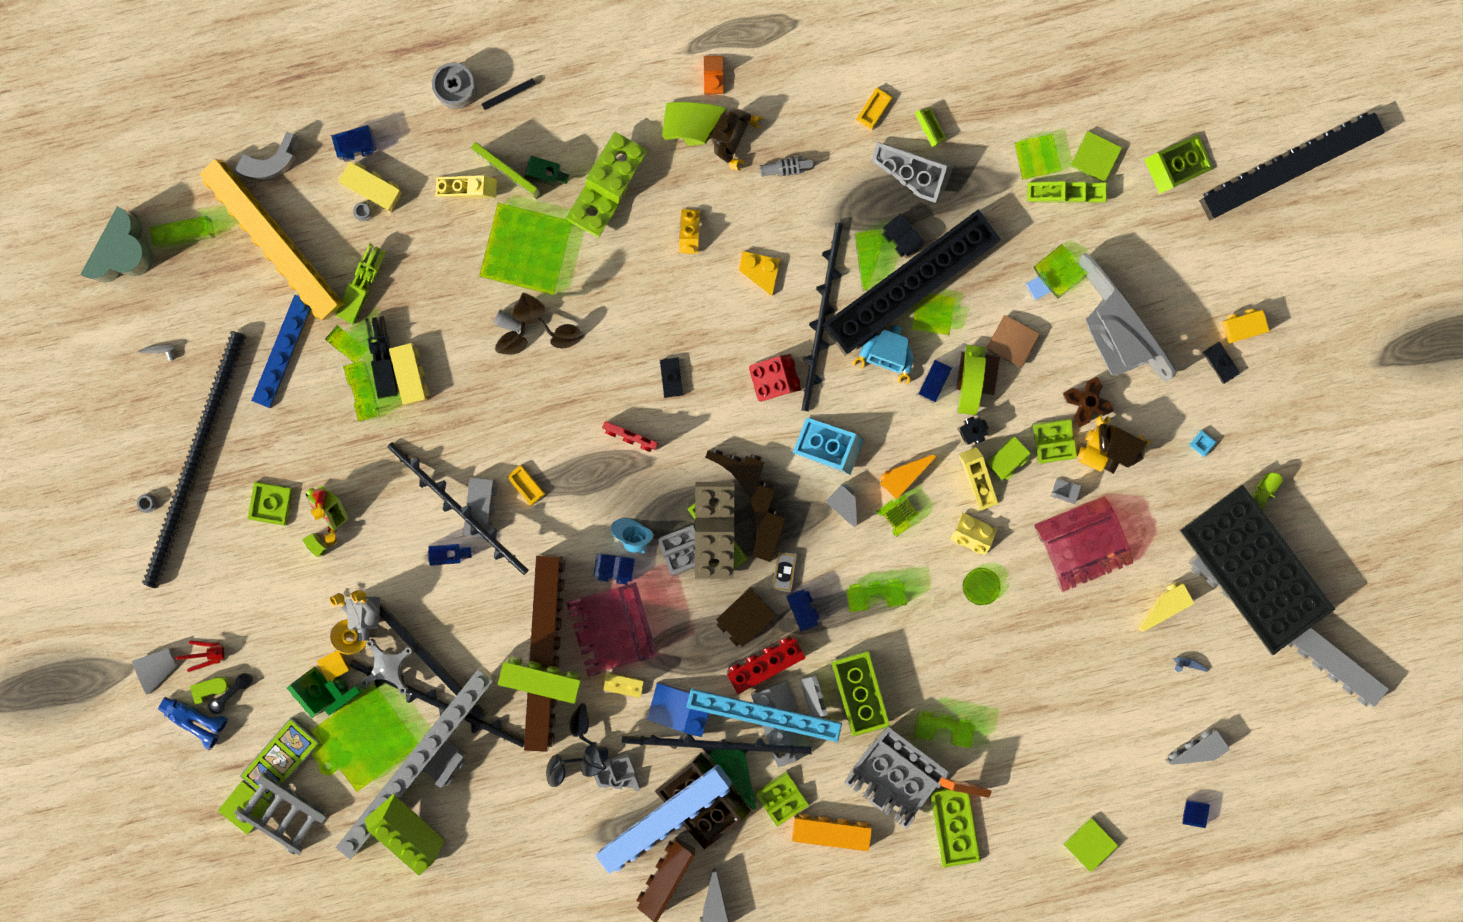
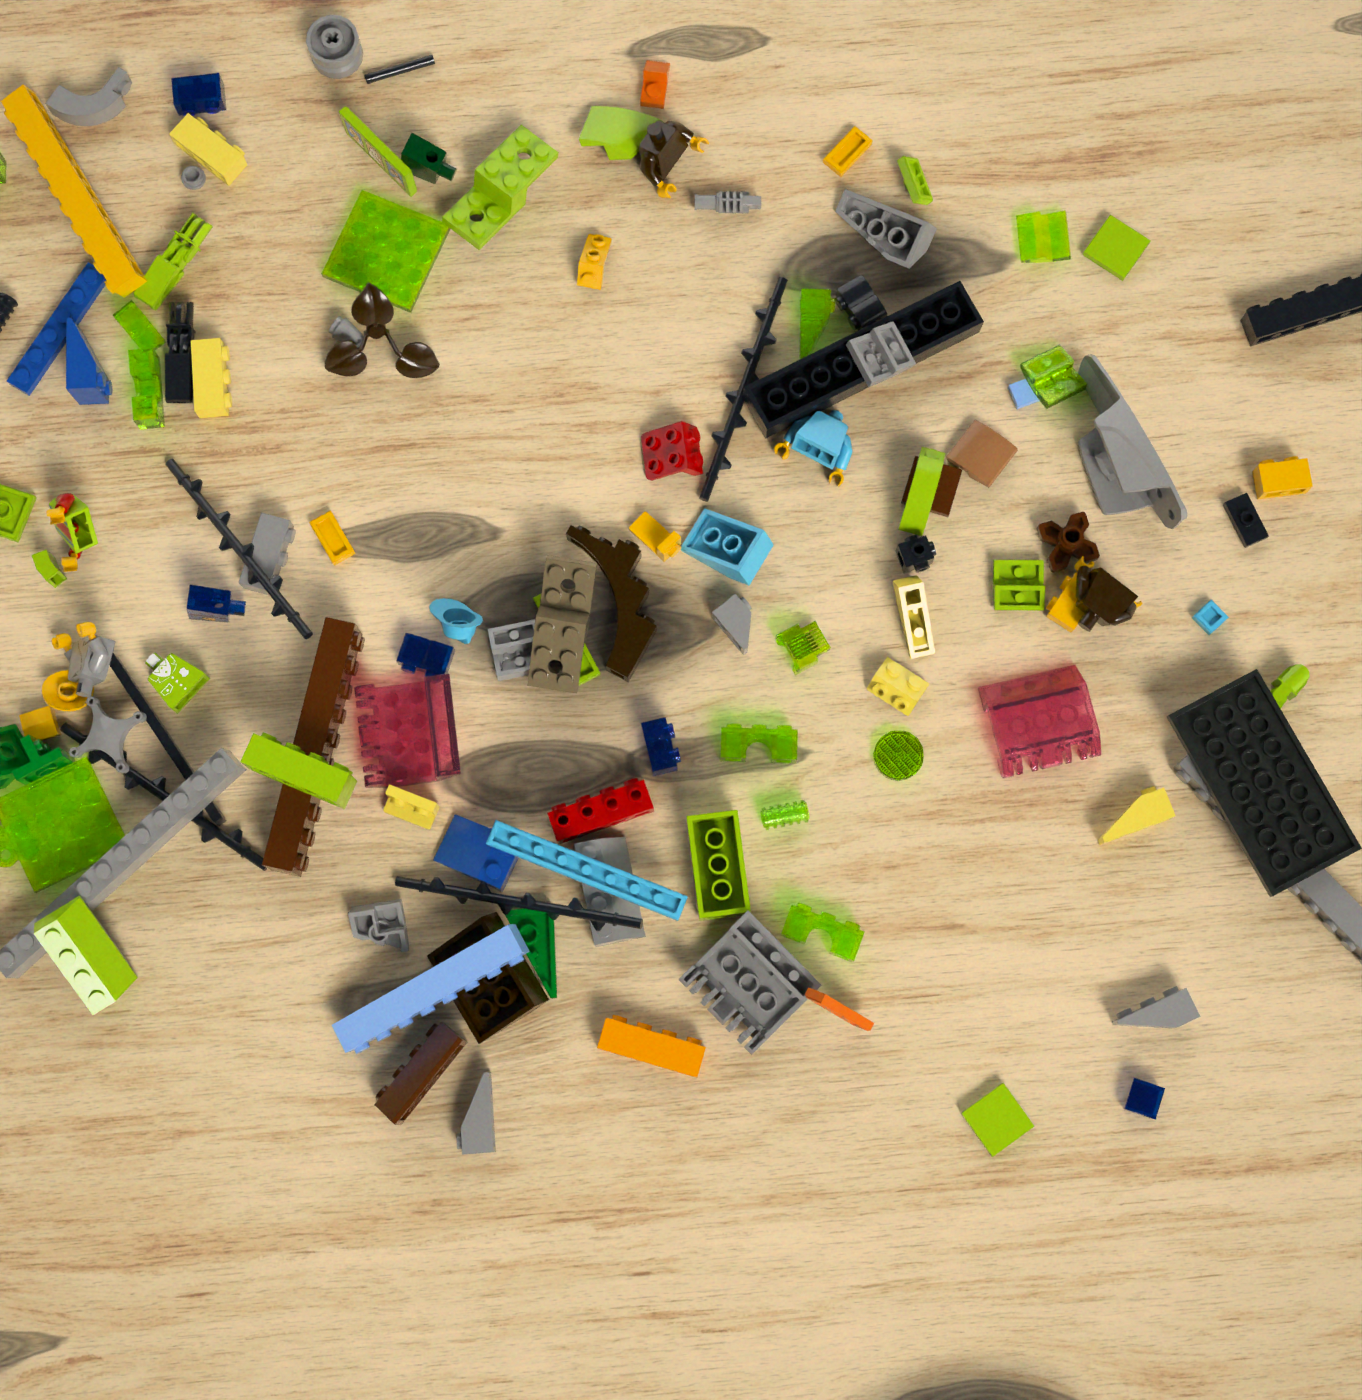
camera: 10 degrees right, 10 degrees down
(312, 386) = (84, 373): none -> blue slope
(428, 615) = (175, 679): none -> lime torso
(445, 763) = (158, 875): light grey bracket -> none
(466, 187) = (328, 167): light yellow slope -> none
(592, 759) = (349, 889): black plant -> none
(629, 437) = (457, 484): wing -> none
(671, 377) = (540, 433): black plate -> none
(745, 618) = (583, 745): dark brown panel -> none
(760, 270) = (675, 320): yellow wing -> none
(773, 446) = (656, 536): none -> yellow bracket
(781, 798) = (593, 992): lime slope -> none
(784, 571) = (644, 696): tile -> none
(813, 696) = (656, 859): light grey slope -> none
(902, 477) = (817, 597): light orange slope -> none
(902, 646) = (784, 814): none -> clear neon green piece
(925, 280) = (880, 354): none -> light grey slope
(934, 314) = (886, 405): clear neon green slope -> none
(934, 381) = (874, 485): clear blue piece -> none
(955, 827) = (818, 1066): lime tile -> none
(1008, 458) = (955, 596): lime brick -> none
(1065, 491) = (1024, 650): light grey panel -> none
(1066, 192) = (1074, 284): lime slope -> none
(1178, 164) = (1219, 269): lime slope -> none
(1187, 662) = (1158, 897): sand blue bar -> none

